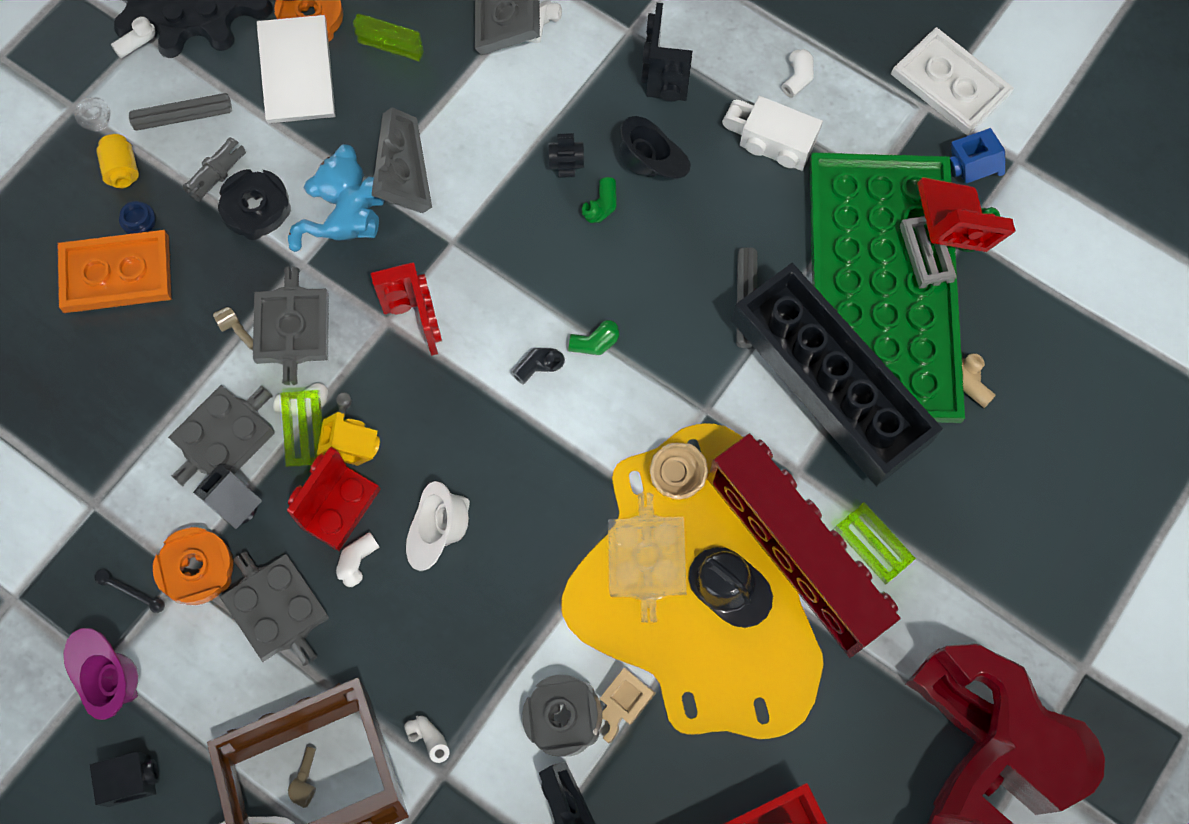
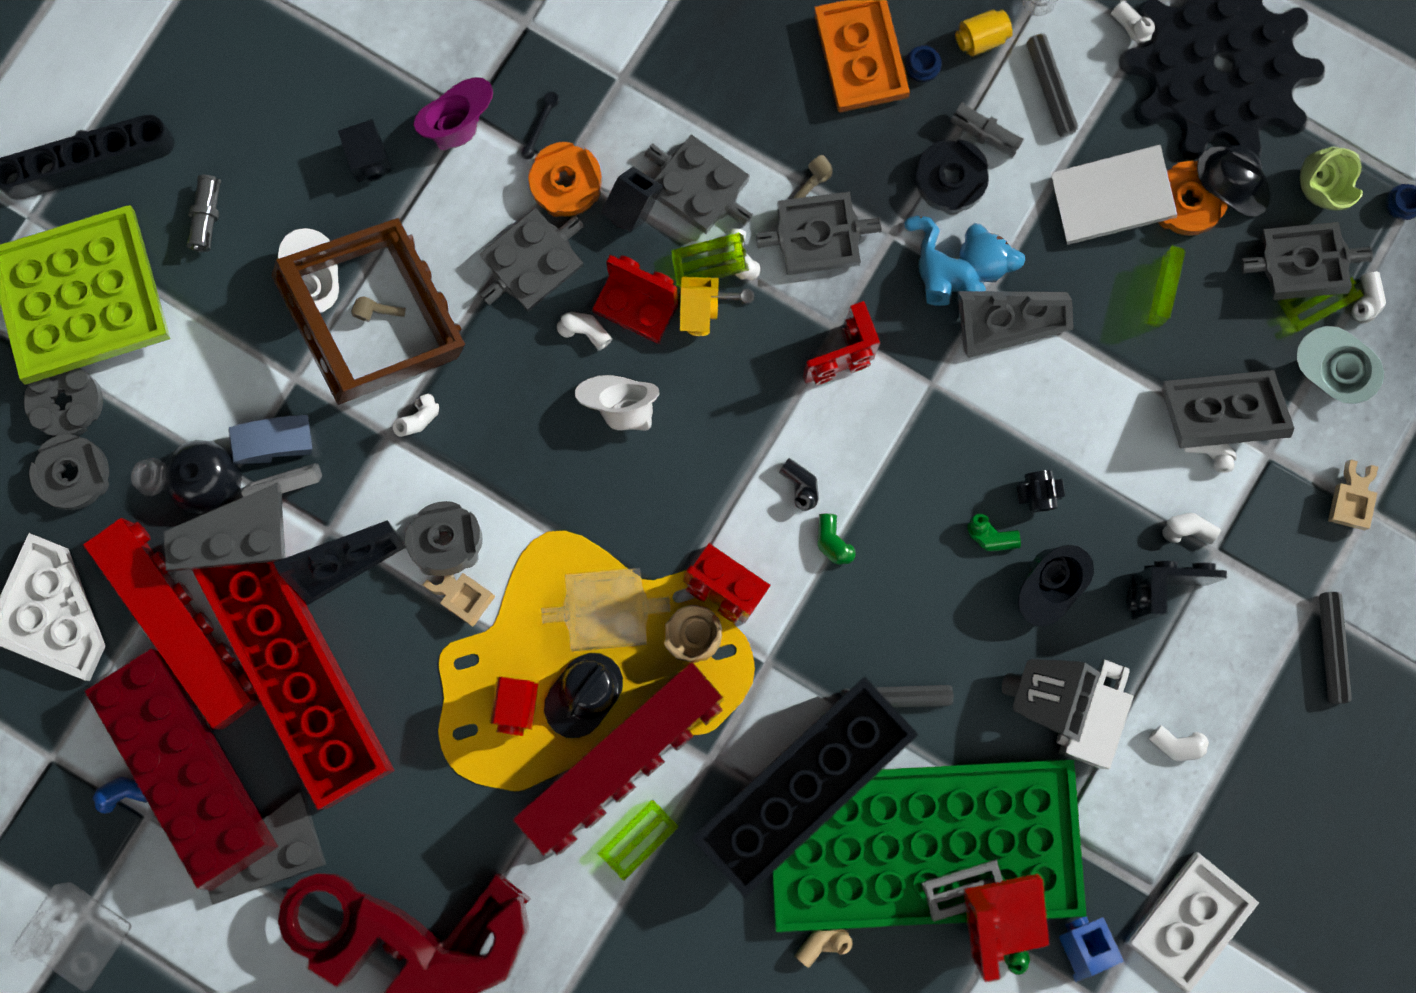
camera: 85 degrees right, 10 degrees up
(606, 44) = (1190, 524): none -> white arm
(631, 437) = (726, 584): none -> red bracket
(743, 647) = (513, 705): none -> red brick
(754, 159) = (1054, 694): none -> dark grey torso

